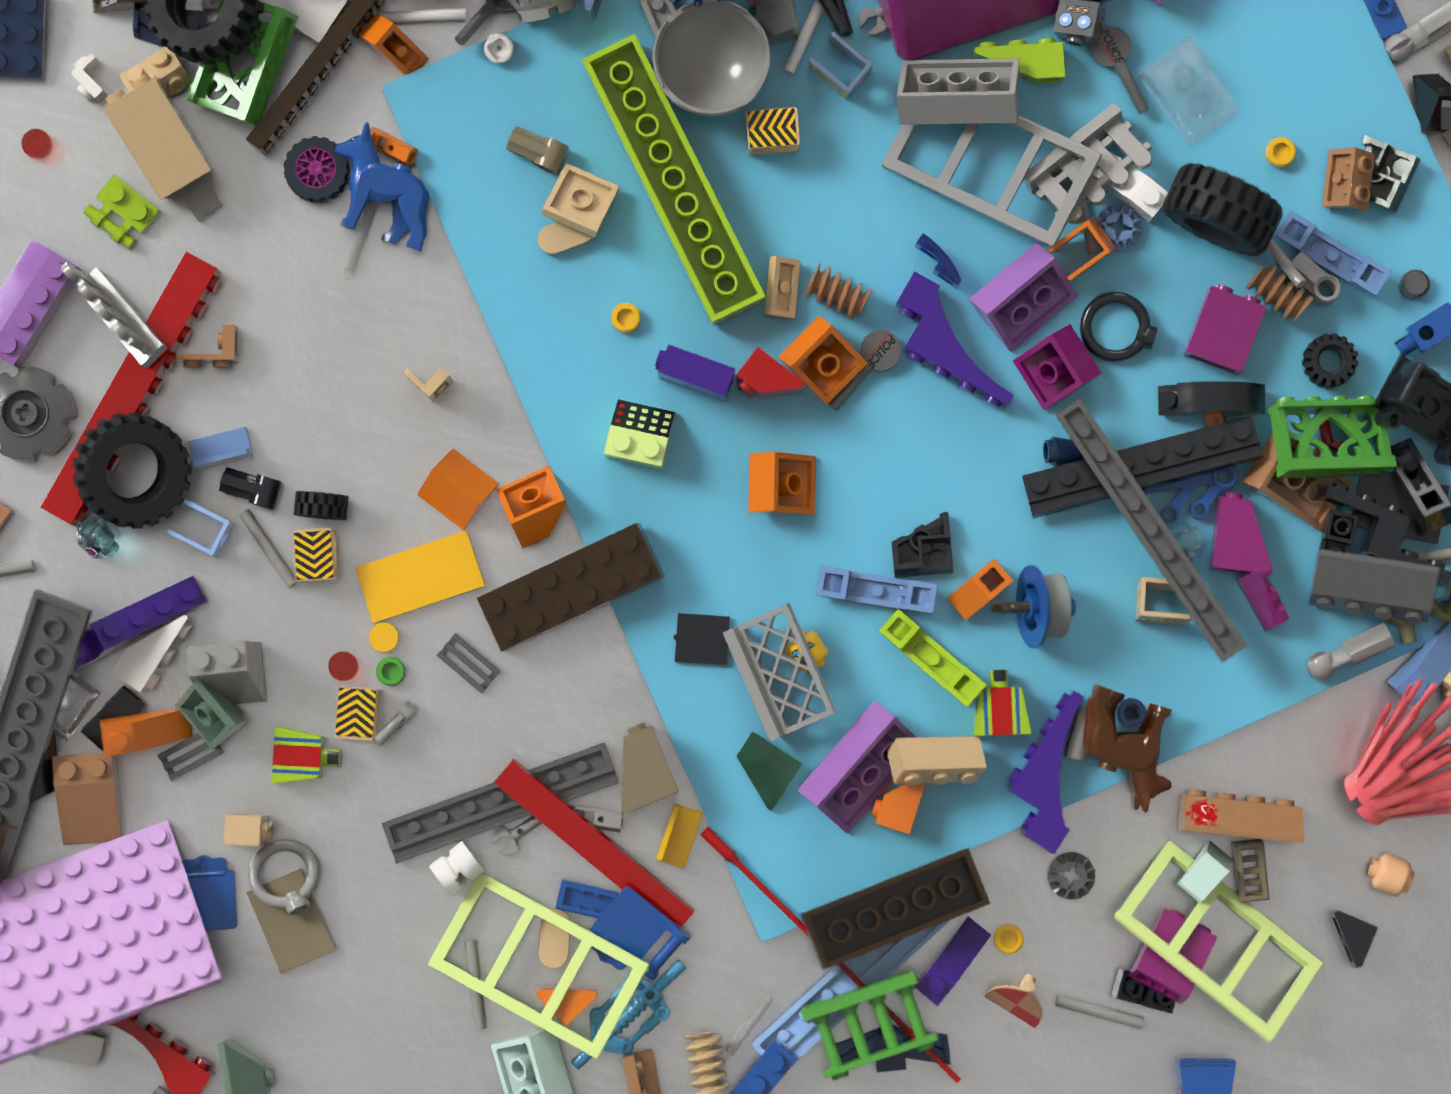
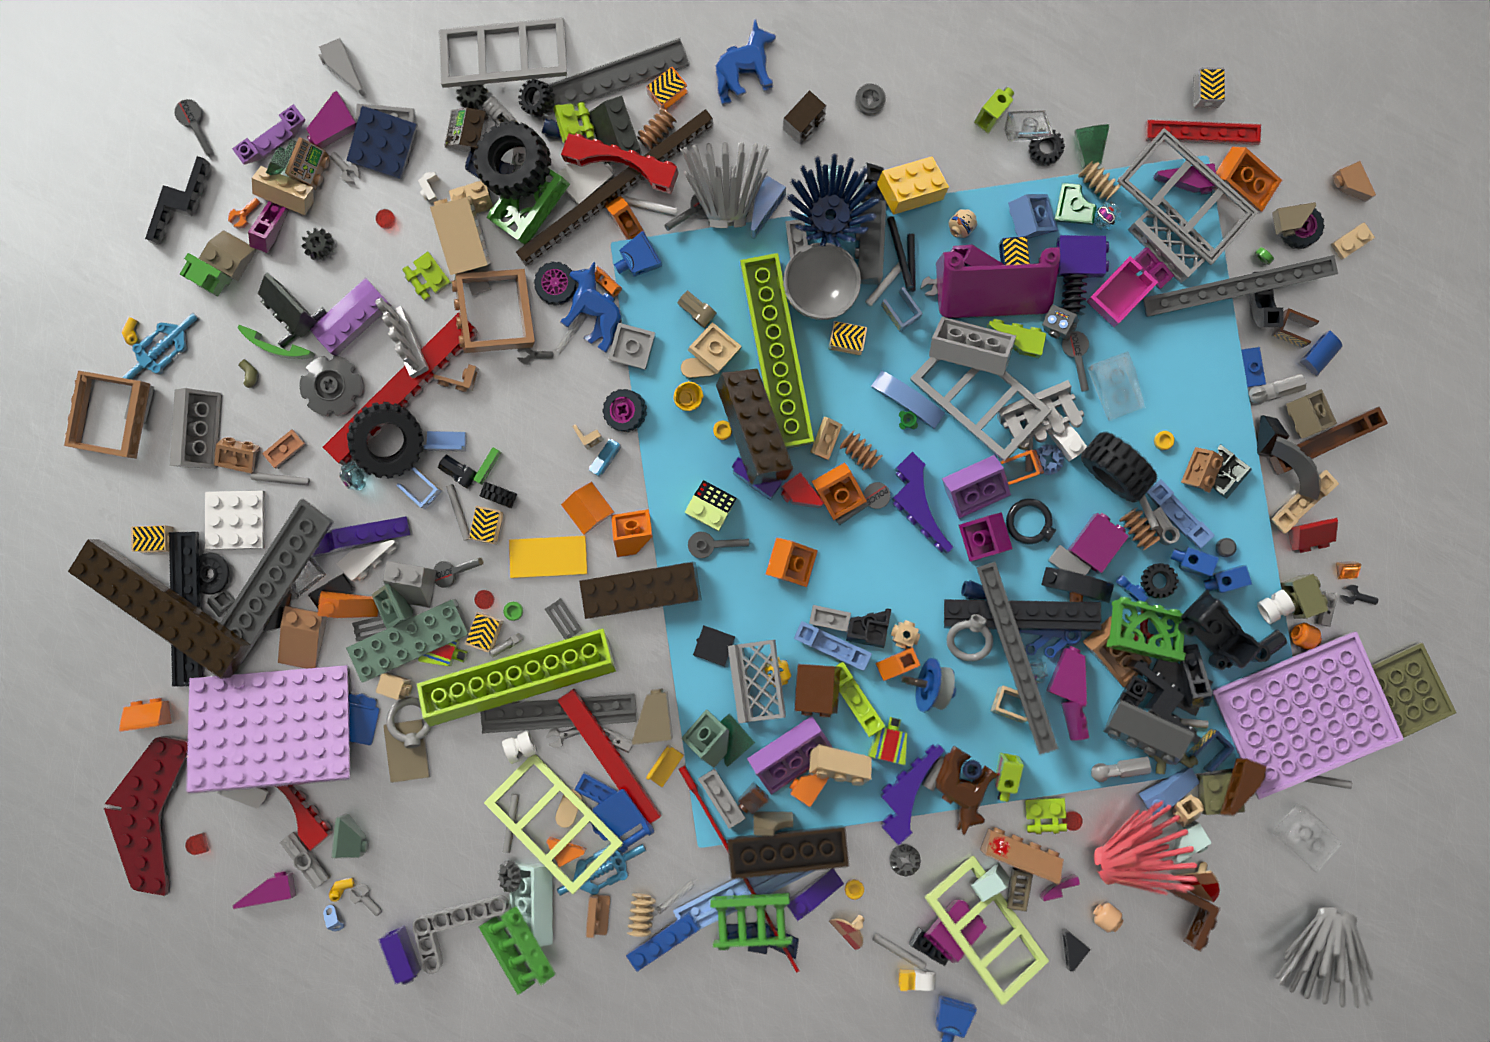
camera: 15 degrees right, 0 degrees up
(196, 264) = (462, 322): none -> medium nougat window
(247, 757) = (407, 640): none -> sand green bracket
(276, 641) = (447, 572): none -> dark grey piece
(292, 467) = (487, 466): none -> bright green tile
(314, 284) = (534, 355): none -> dark grey bar
(384, 637) = (515, 588): yellow tile -> none
(423, 766) = (515, 677): none -> lime brick
(429, 96) = (638, 256): none -> blue torso
(456, 231) = (631, 346): none -> light grey plate
(463, 407) = (605, 457): none -> dark azure slope
(472, 329) = (624, 410): none -> black wheel
(499, 47) = (690, 238): white tile -> none
(501, 1054) = (511, 870): none -> dark grey gear
(561, 281) = (688, 396): none -> yellow hair
(644, 495) = (702, 544): none -> dark grey piece
(671, 298) = (754, 426): none -> dark brown brick
(731, 776) = (708, 738): none -> sand green slope
(776, 859) = (721, 798): none -> light grey plate
(821, 847) = (753, 799): none -> reddish brown slope
(857, 873) = (769, 822): none -> dark tan tile
(861, 550) = (829, 618): none -> light grey plate
(872, 659) = (817, 689): none -> reddish brown brick
(887, 195) = (908, 398): none -> medium blue slope
(890, 233) = (903, 420): none -> green plate
(945, 268) = (932, 455): clear blue slope -> none
(967, 545) = (897, 633): none -> tan brick
(1077, 498) = (975, 624): none -> light grey piece
(1136, 1045) = (916, 980): none -> leg
(1184, 368) = (1066, 560): none -> light grey tile
(1186, 695) = (1010, 769): none -> lime torso
(1256, 742) = (1046, 809): none -> lime plate
(1300, 386) = (1135, 592): none -> blue plate
(1300, 748) = (1073, 820): none -> clear red tile
(1302, 856) = (1054, 890): none -> magenta slope
(1387, 321) = (1204, 563): none -> blue torso

